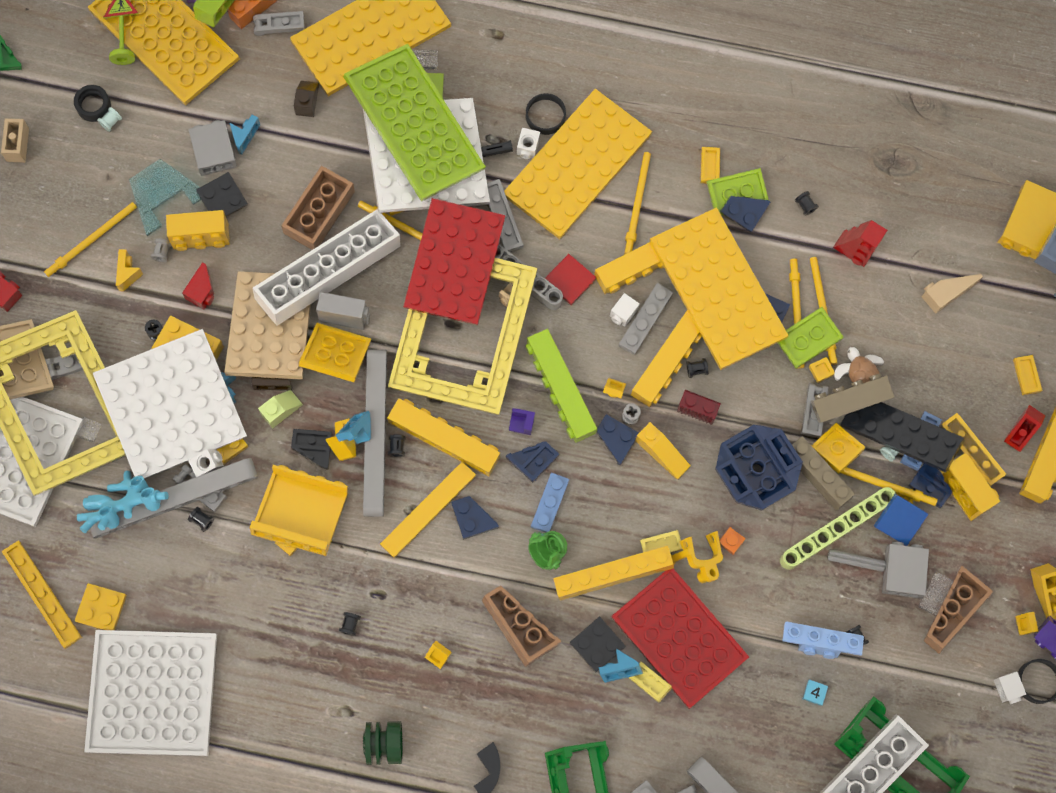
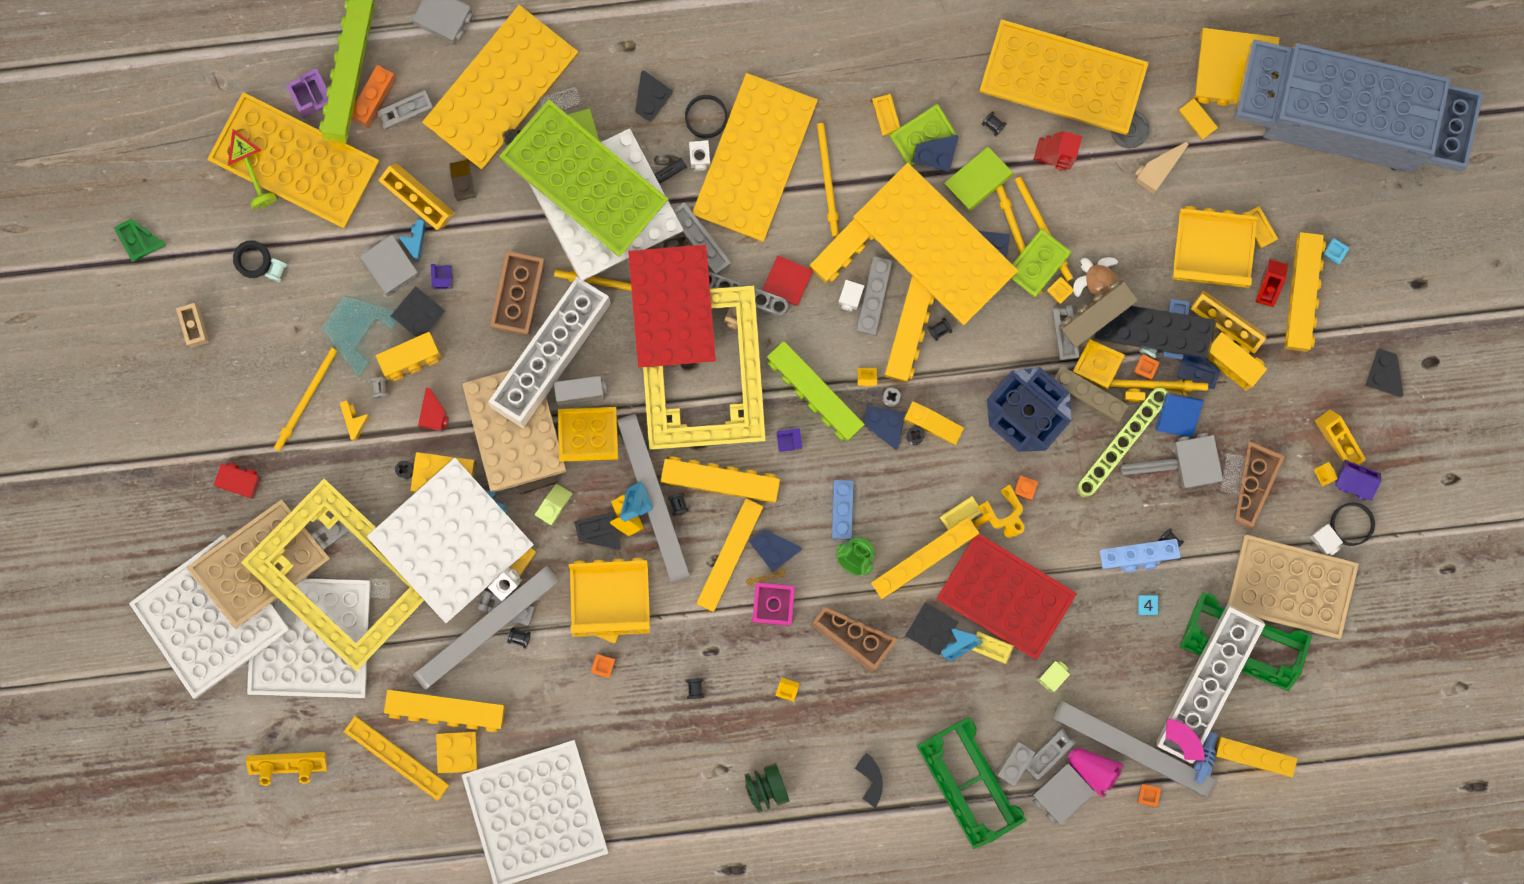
camera: 15 degrees left, 10 degrees up
(108, 564) = (444, 709): none -> yellow brick
(137, 493) = (453, 638): medium azure plant -> none
(255, 173) = (441, 277): none -> dark purple panel
(260, 96) = (416, 196): none -> yellow brick
(270, 572) = (602, 666): none -> orange plate
(452, 568) = (773, 604): none -> dark pink brick
(471, 542) = (781, 573): none -> clear yellow hinge
(502, 82) = (651, 96): none -> black wing
(533, 460) = (813, 473): dark blue wing -> none
(642, 451) = (913, 430): none -> black bush
(698, 407) = (953, 368): dark red brick -> none
(701, 728) = (1053, 676): none -> yellowish green brick
(777, 246) = (978, 178): none -> lime tile
(862, 488) = (1134, 395): none -> yellow plate
(882, 466) = (1146, 367): none -> orange plate
(884, 183) = (1064, 77): none -> yellow plate
(929, 254) = (1137, 132): none -> dark grey tile
(965, 722) = (1293, 586): none -> tan plate
(980, 378) = (1215, 247): none -> yellow panel
(997, 260) = (1198, 119): none -> yellow tile

